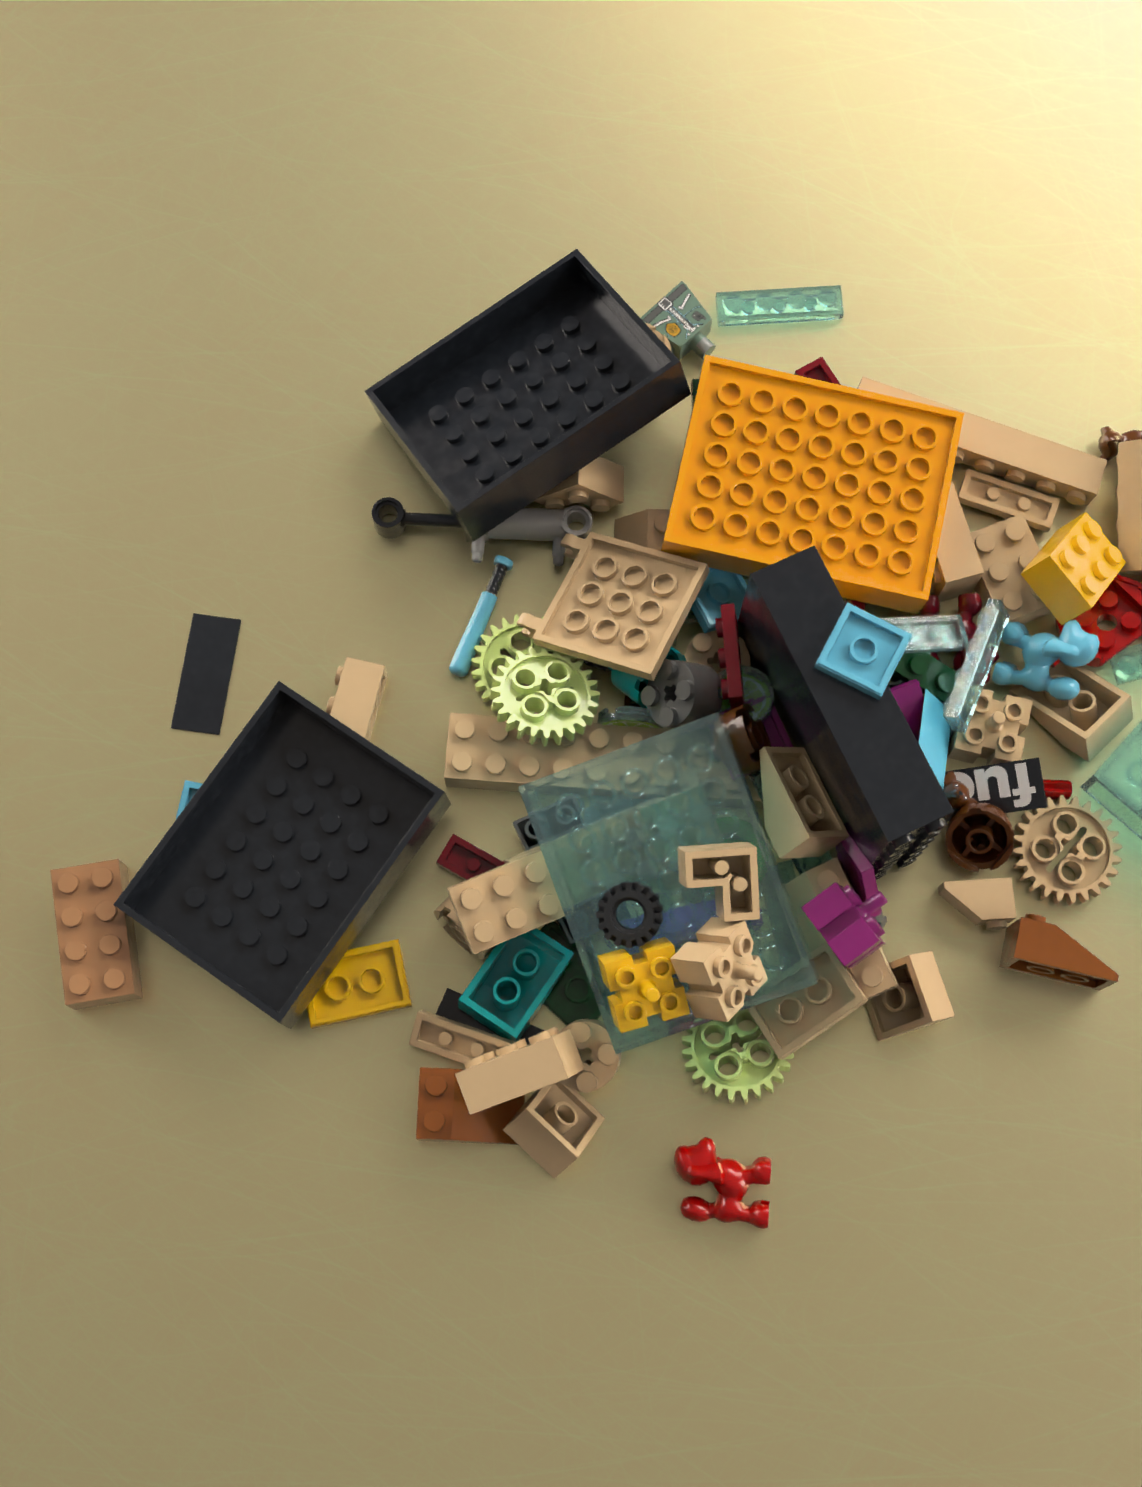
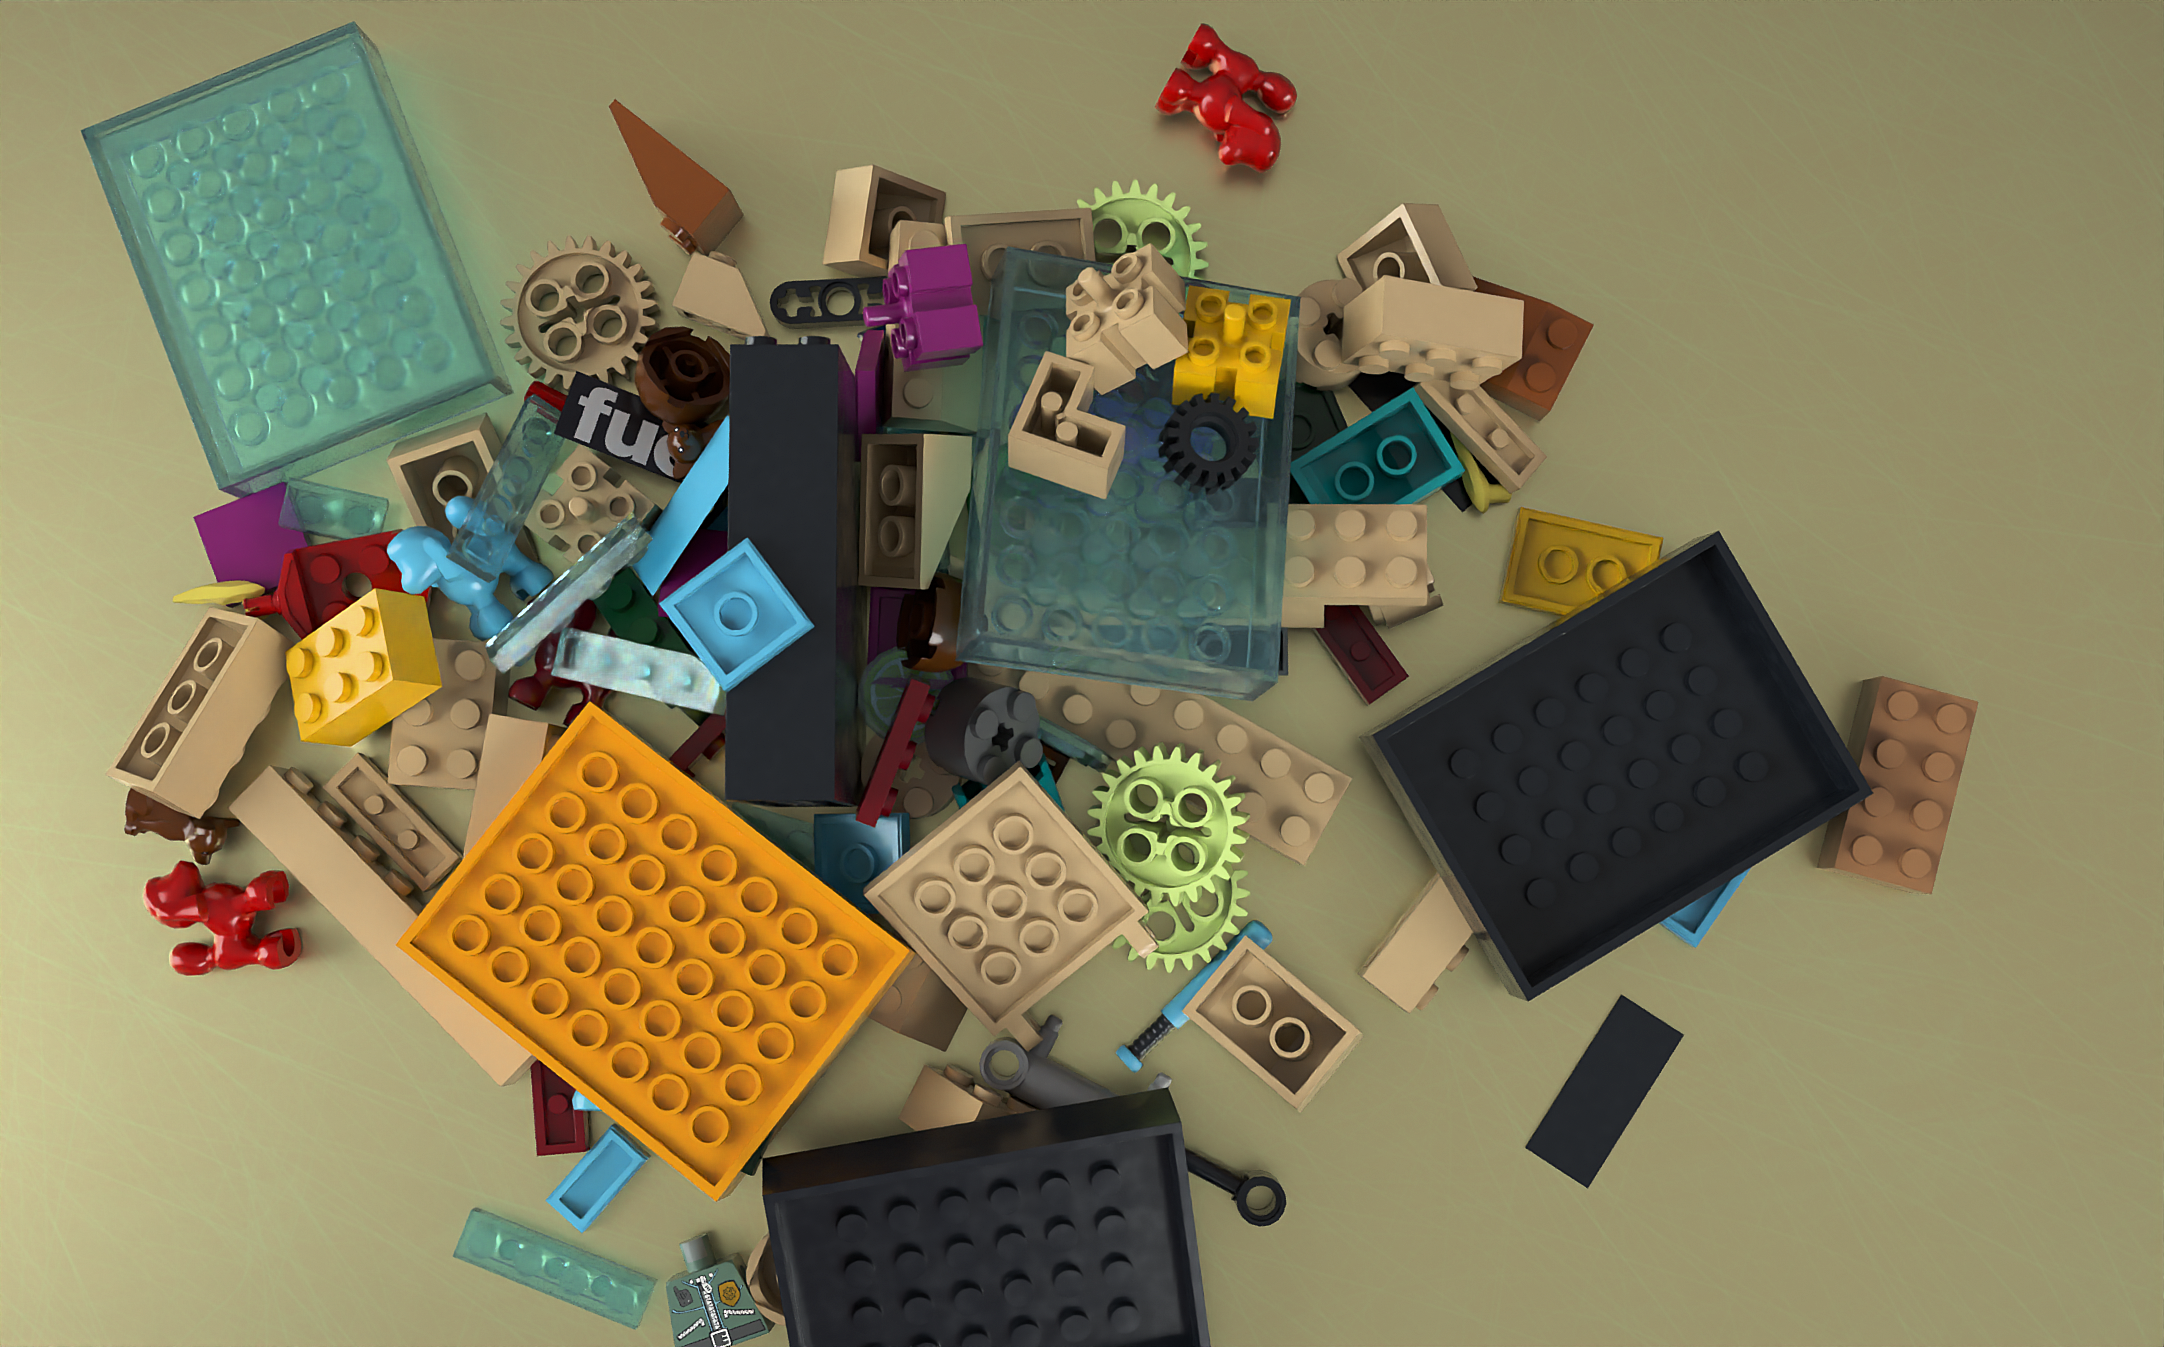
camera: 150 degrees left, 10 degrees up
(426, 616) = (1273, 1023): none -> tan slope
(443, 1003) = (1476, 483): none -> light yellow bar
(783, 352) = (598, 1178): none -> medium azure tile
(924, 916) = (826, 287): none -> black beam
(1047, 711) = (508, 491): none -> clear light blue plate
(1071, 405) = (229, 913): none -> red animal

